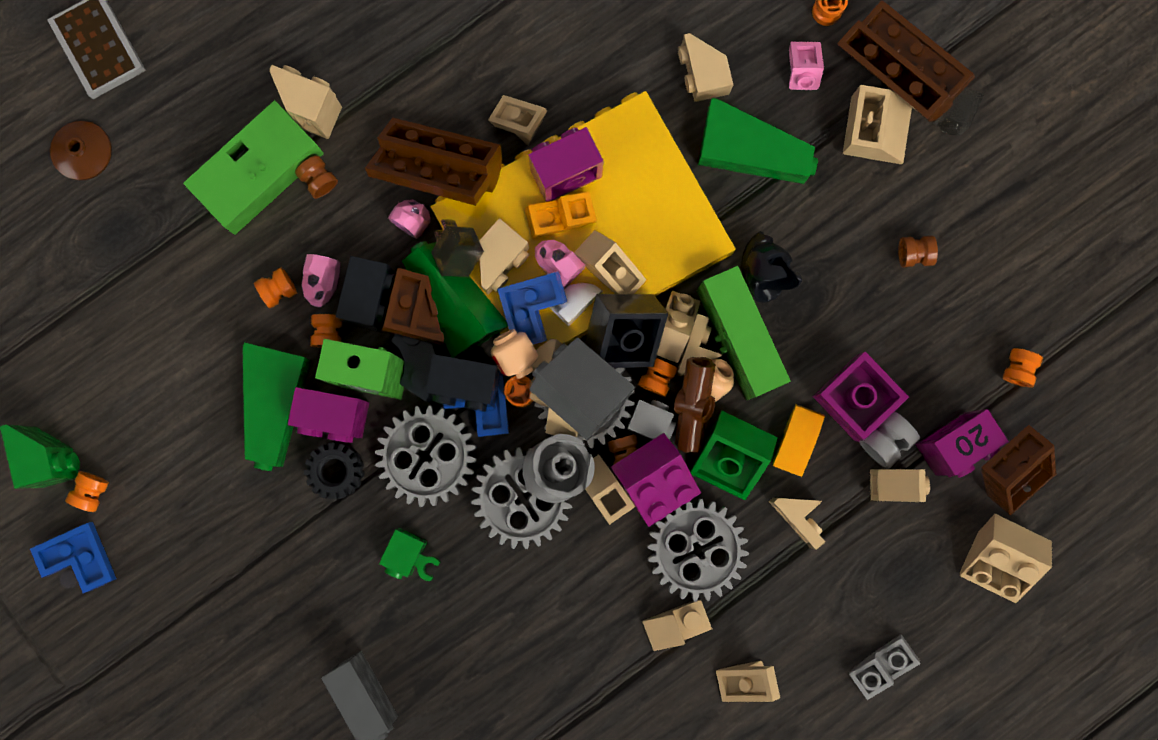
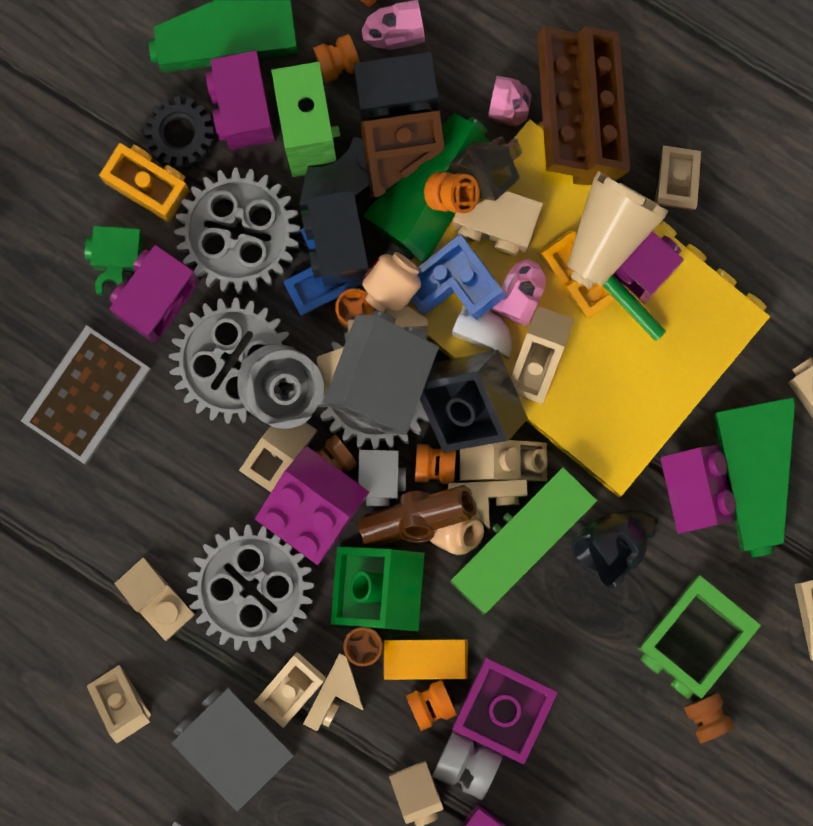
camera: 75 degrees right, 0 degrees up
(359, 513) = (144, 182): none -> light orange brick
(448, 538) = (153, 293): none -> magenta brick
(464, 281) = (452, 192): none -> orange wheel
(504, 618) = (86, 395): none -> tile
(544, 168) = (610, 229): none -> tan cone
(588, 189) = (634, 308): none -> green bar
(751, 192) = (698, 488): none -> magenta brick
(777, 481) = (358, 646): none -> dark orange wheel
(785, 549) = (290, 690): none -> tan slope
(811, 609) = (231, 747): none -> dark grey brick
(834, 249) = (723, 607): none -> bright green window
(834, 441) = (439, 701): none -> orange wheel

